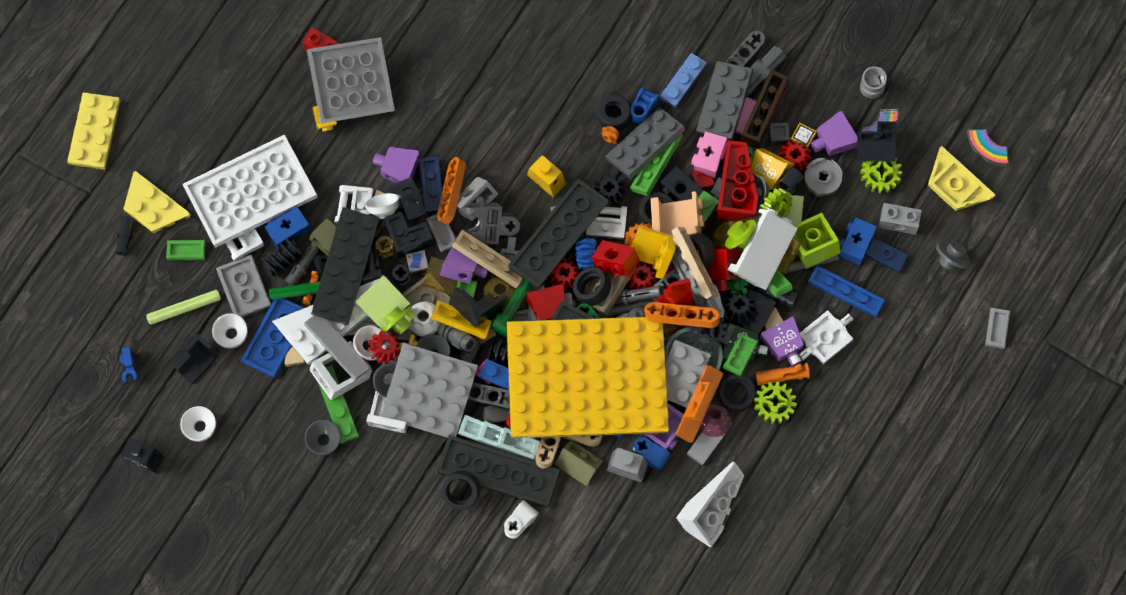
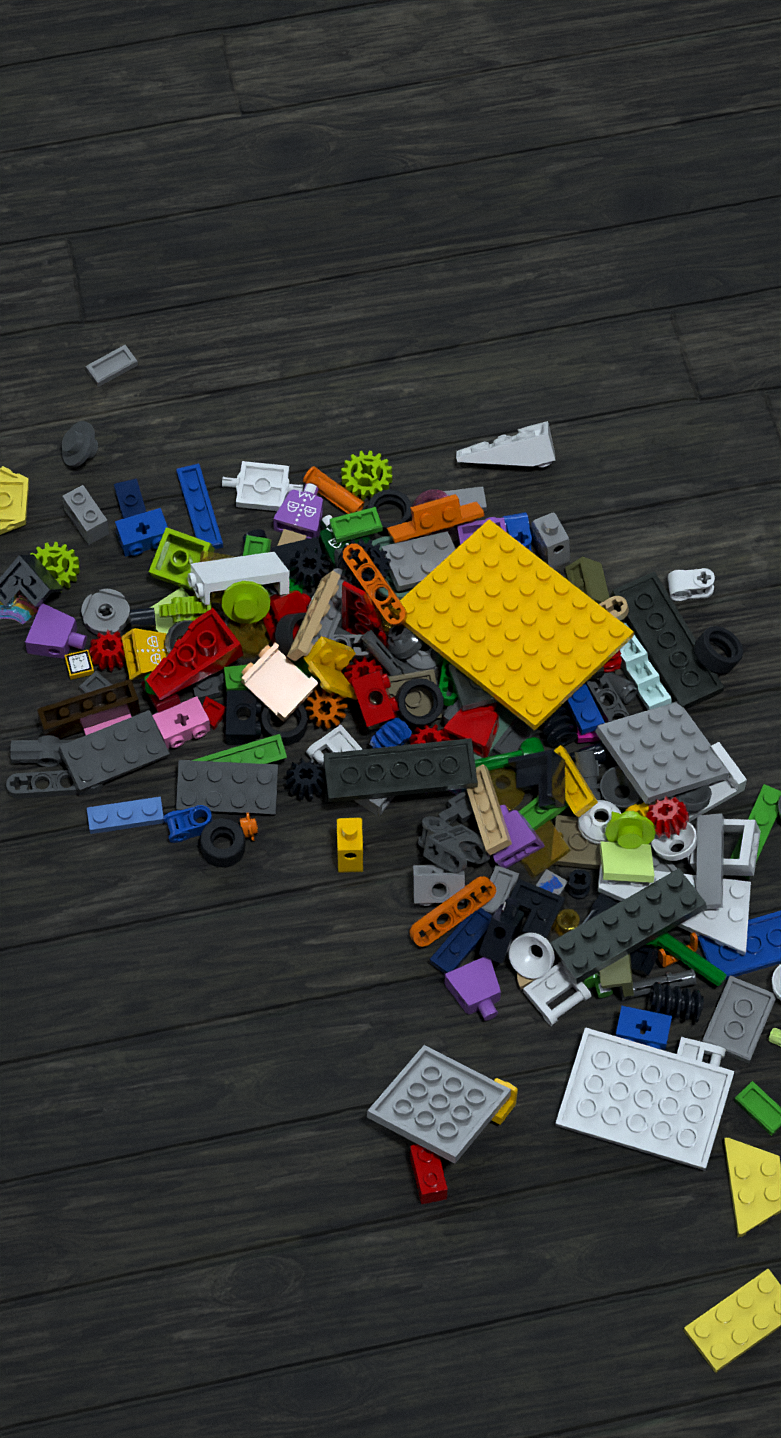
camera: 140 degrees left, 10 degrees down
(293, 358) = (757, 908): tan tile -> none

